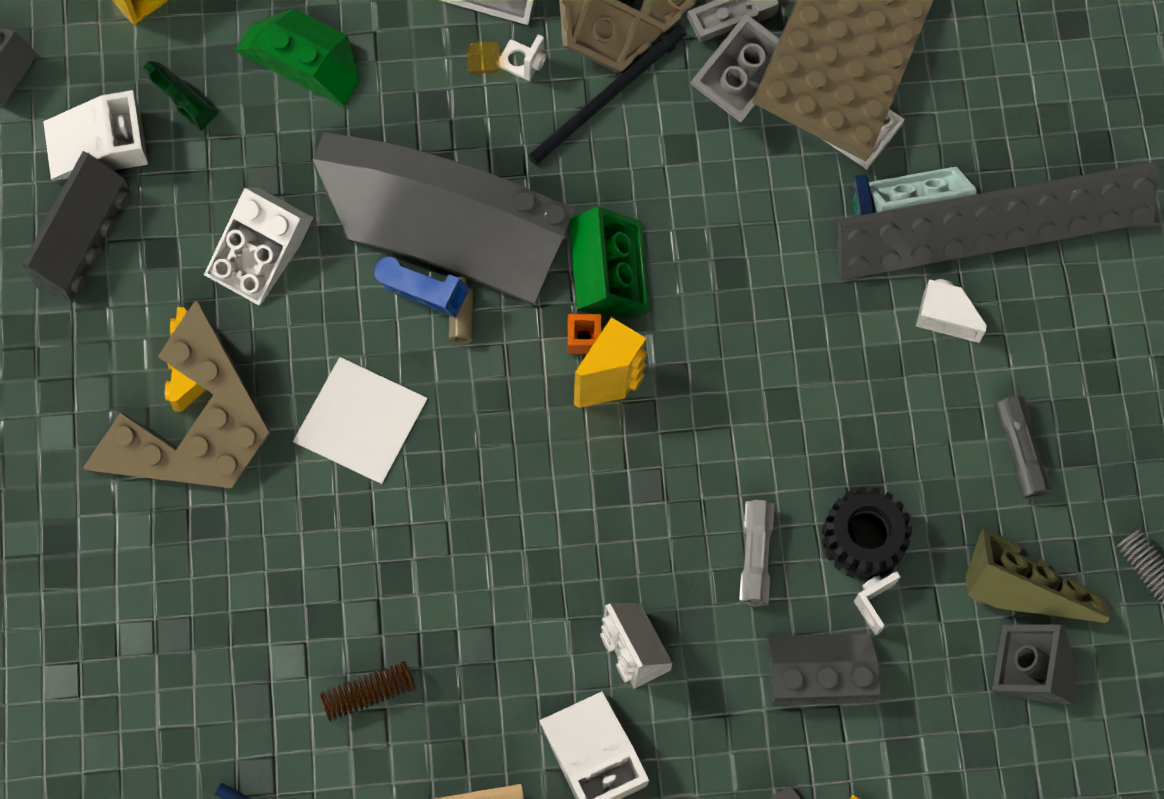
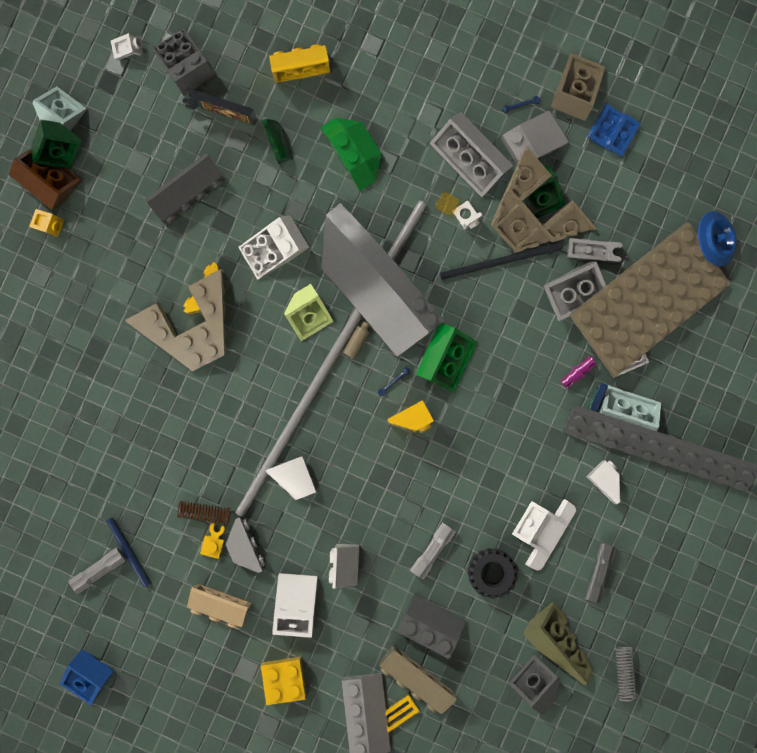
camera: 35 degrees right, 15 degrees up
(66, 86) = (219, 106): none -> black tile
(103, 127) = (221, 140): white slope -> none
(360, 420) = (276, 369): white piece -> none
(364, 308) = (307, 313): none -> yellowish green slope
(409, 735) = (212, 544): none -> yellow plate
(434, 416) = (322, 373): none -> light grey piece
(441, 296) = (333, 304): leg -> none
(460, 709) = (243, 547): none -> light grey slope
(480, 560) = (293, 478): none -> white slope
(541, 366) = (382, 392): none -> dark blue hinge
(582, 325) = (411, 382): orange plate -> none
(813, 185) = (578, 372): none -> magenta pin
(852, 758) = (418, 680): none -> dark tan slope
(871, 589) = (479, 601): white bracket -> none
(901, 432) = (543, 530): none -> white plate

